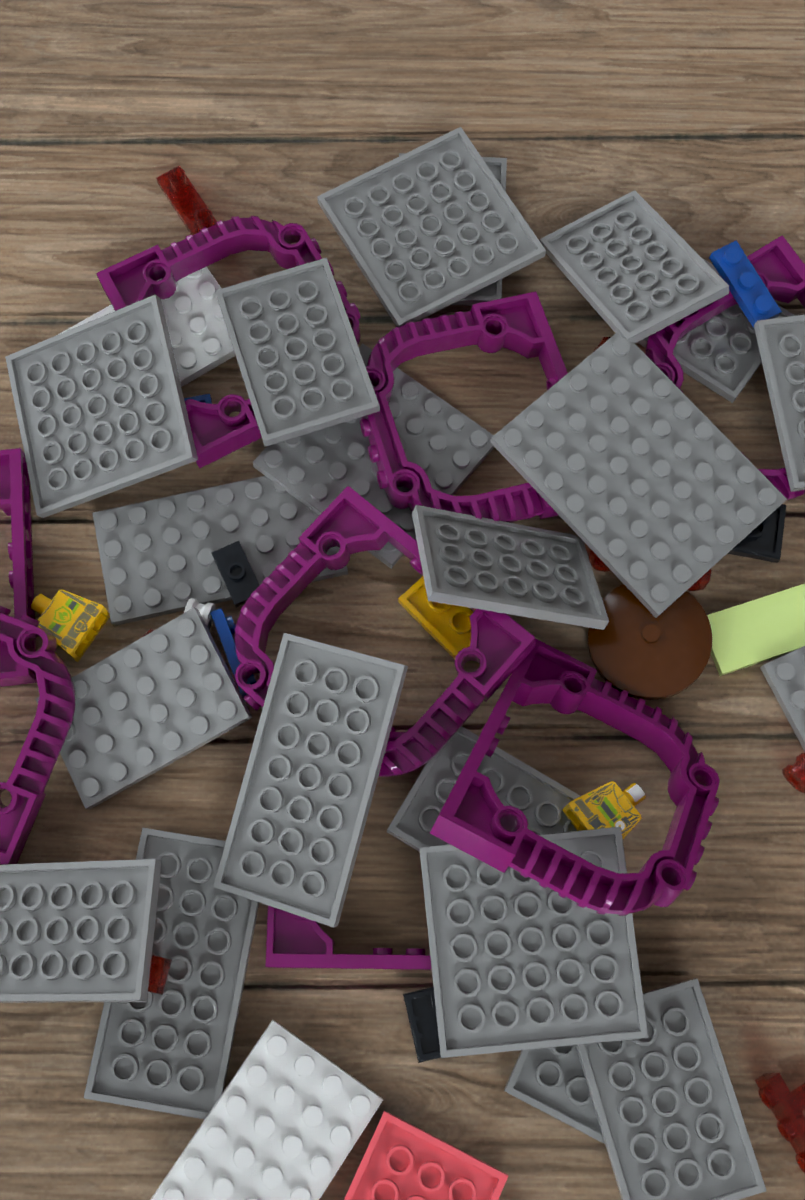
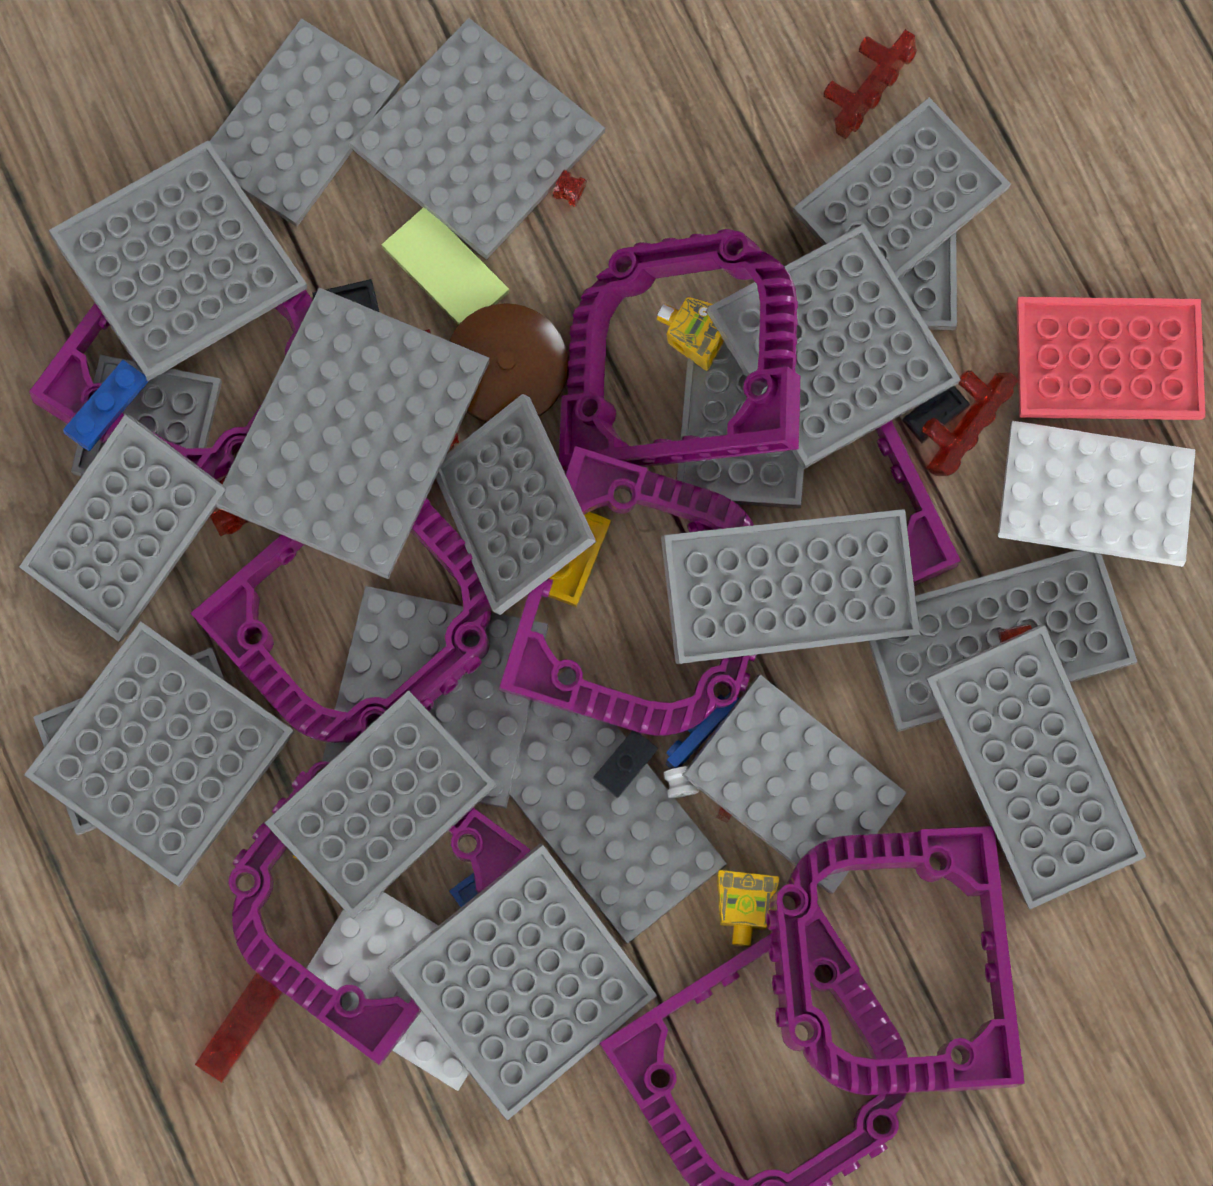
camera: 120 degrees left, 5 degrees up
(403, 1068) = (980, 415): none -> clear red plate

